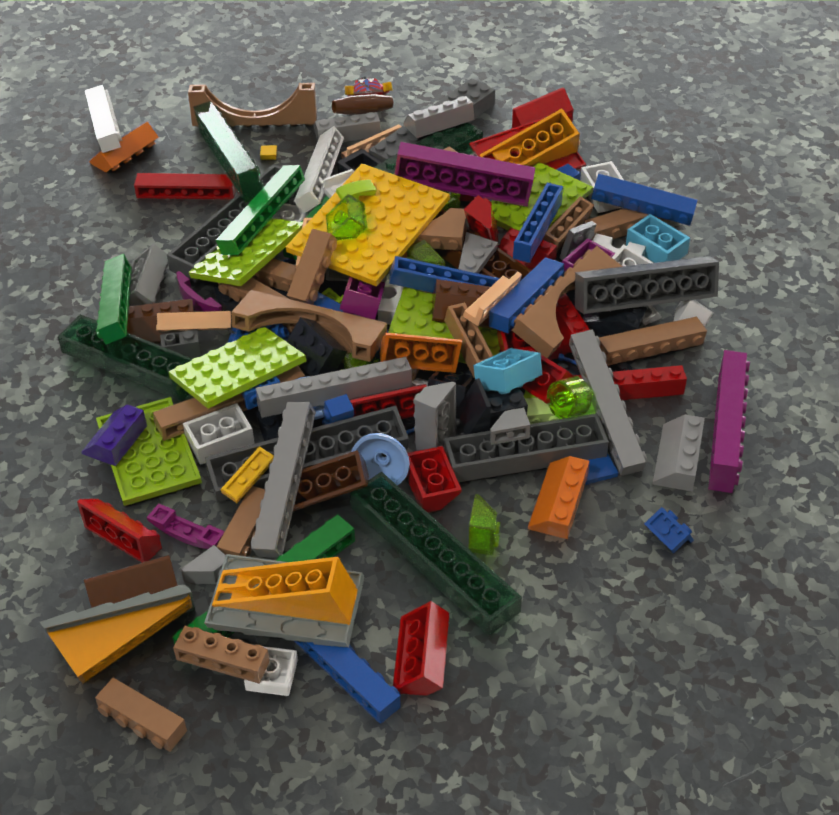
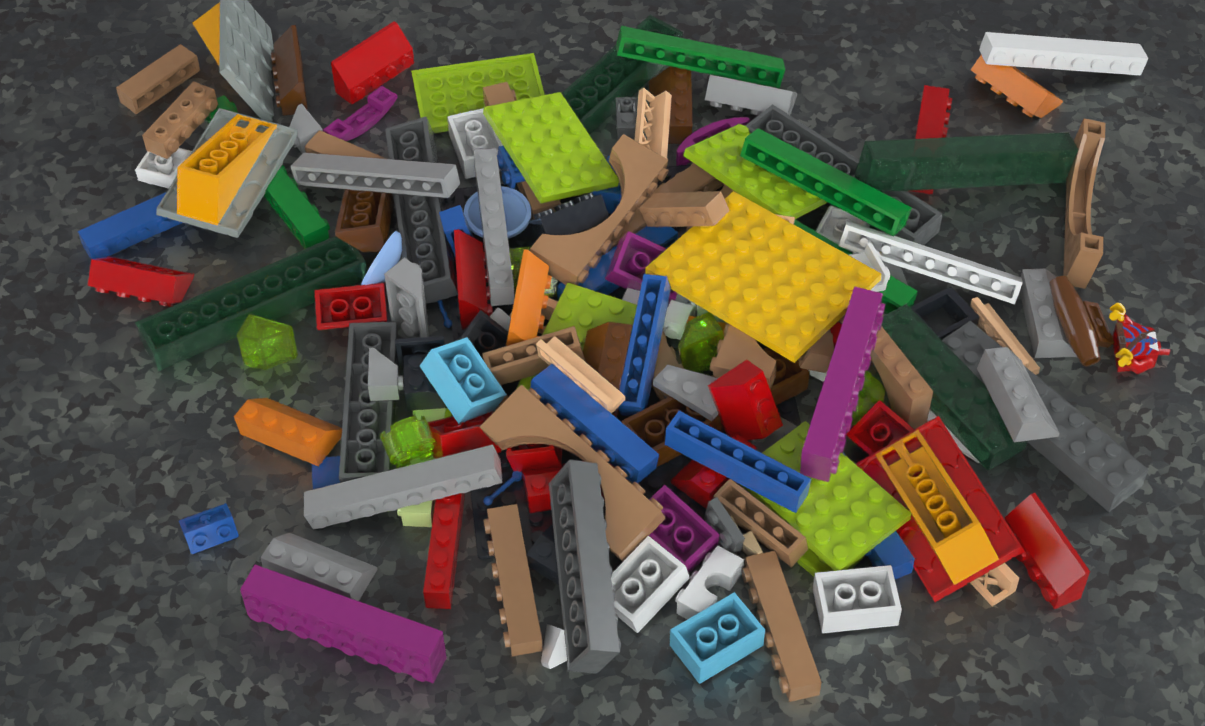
camera: 100 degrees right, 5 degrees up
(116, 435) = (493, 62): dark purple slope -> none
(247, 474) = (392, 148): yellow tile -> none
(268, 152) = (1001, 228): yellow tile -> none
(347, 219) = (749, 239): clear neon green slope -> none
(357, 189) = (810, 254): lime slope -> none
(644, 199) = (791, 625): blue brick -> none

